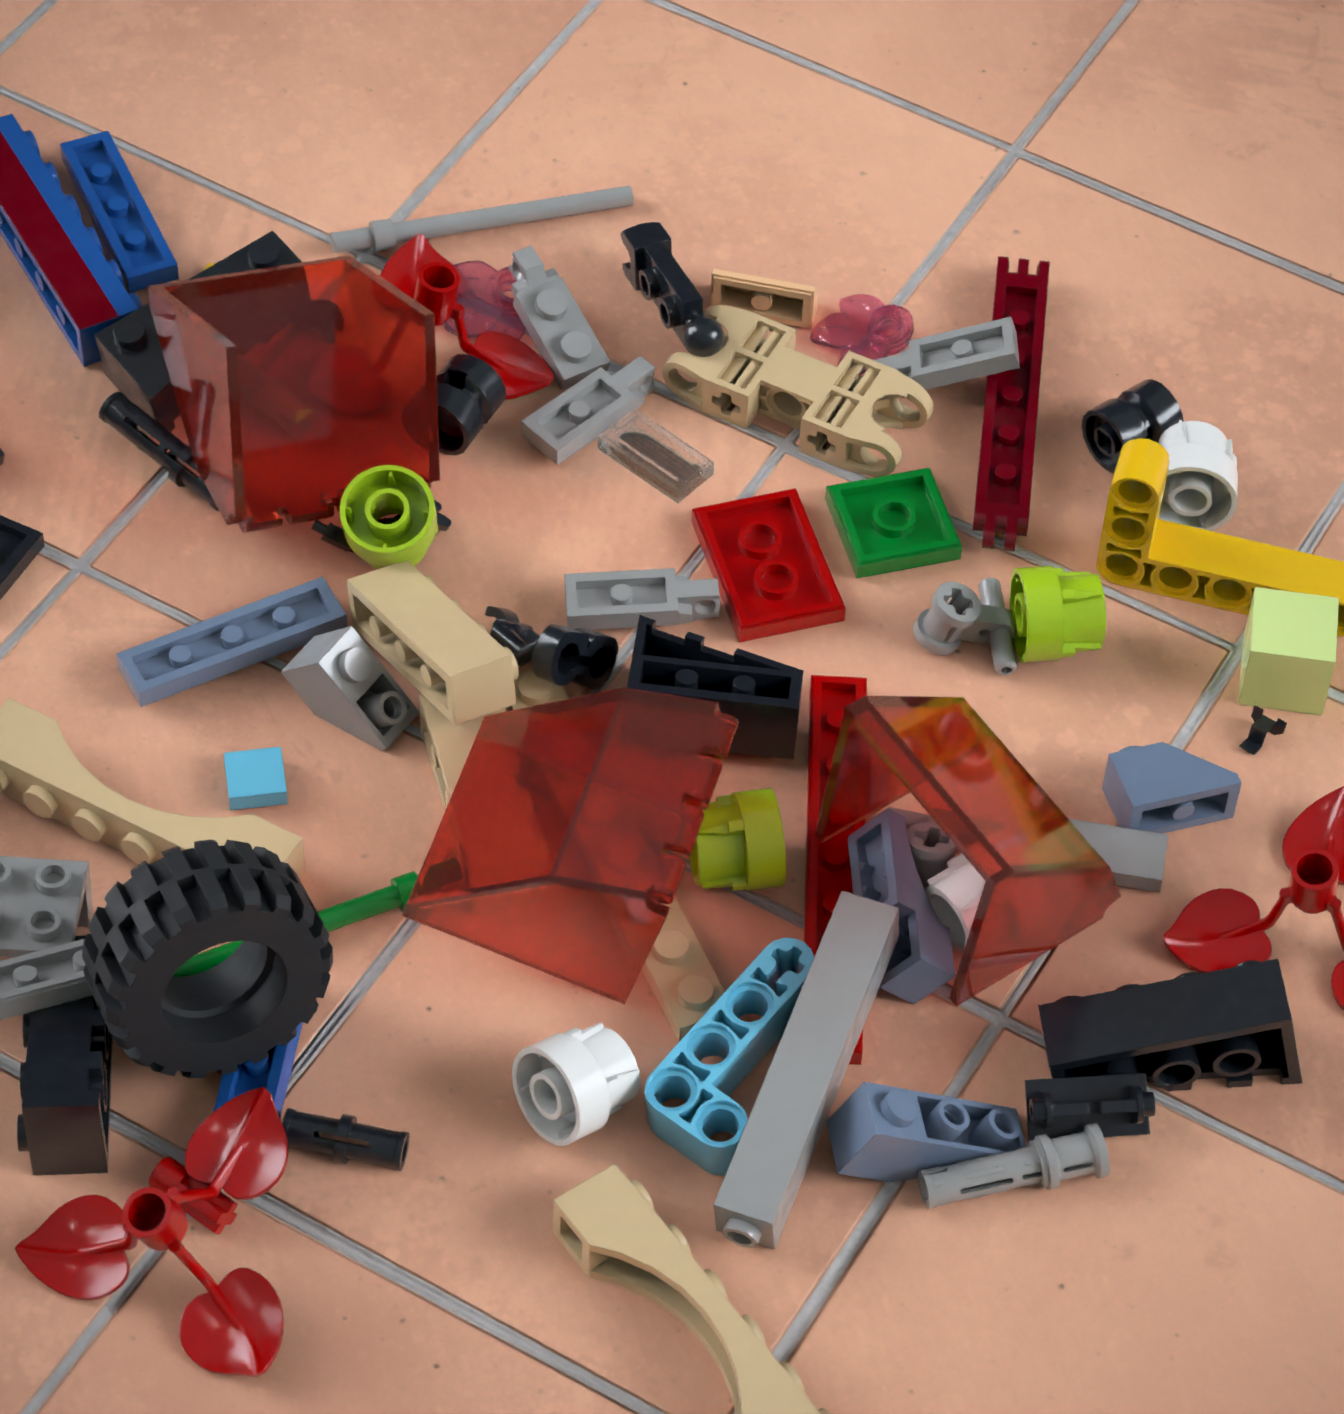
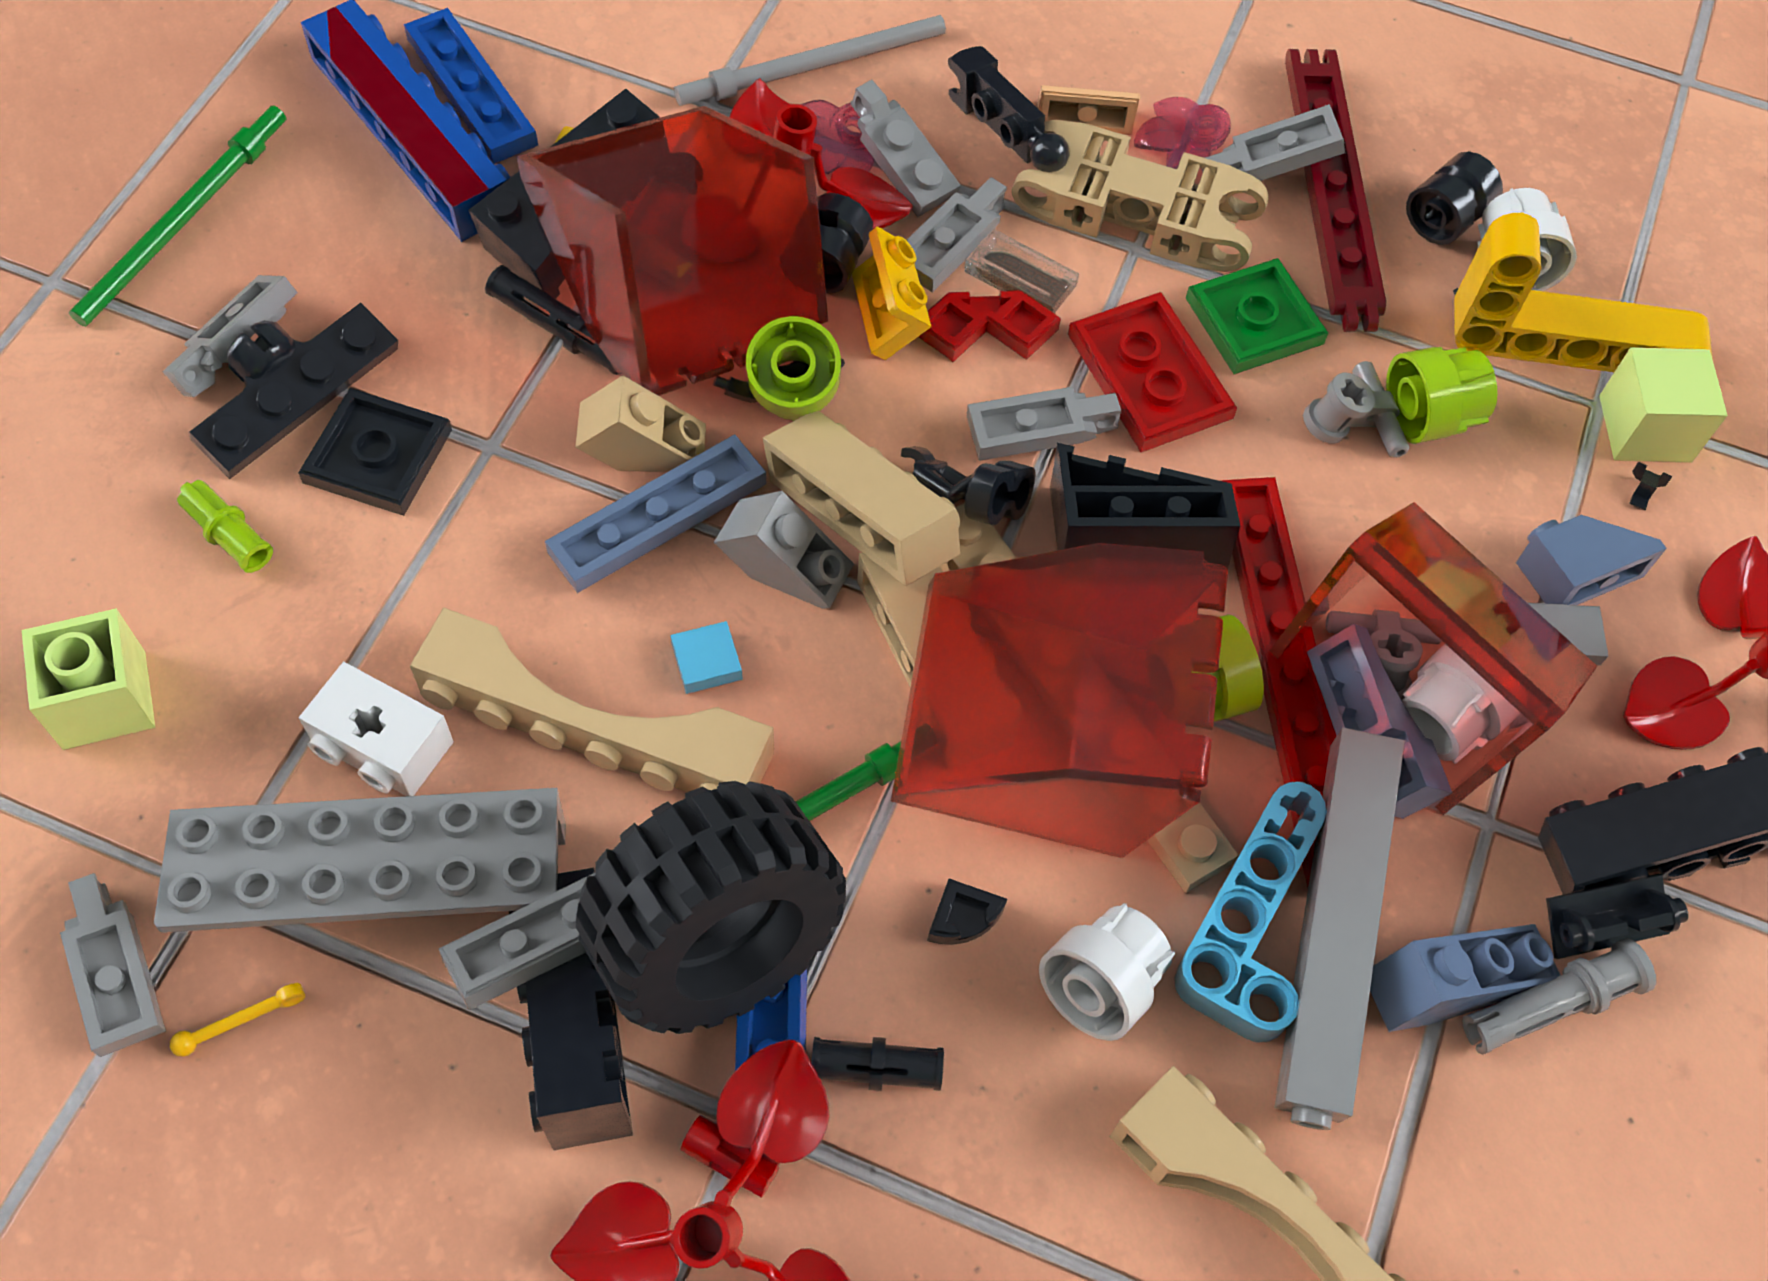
camera: 10 degrees left, 10 degrees up
(226, 561) = (637, 429): none -> tan slope
(457, 1030) = (964, 914): none -> black tile
(508, 460) = (890, 295): none -> yellow bracket
(632, 498) = (1010, 318): none -> red tile

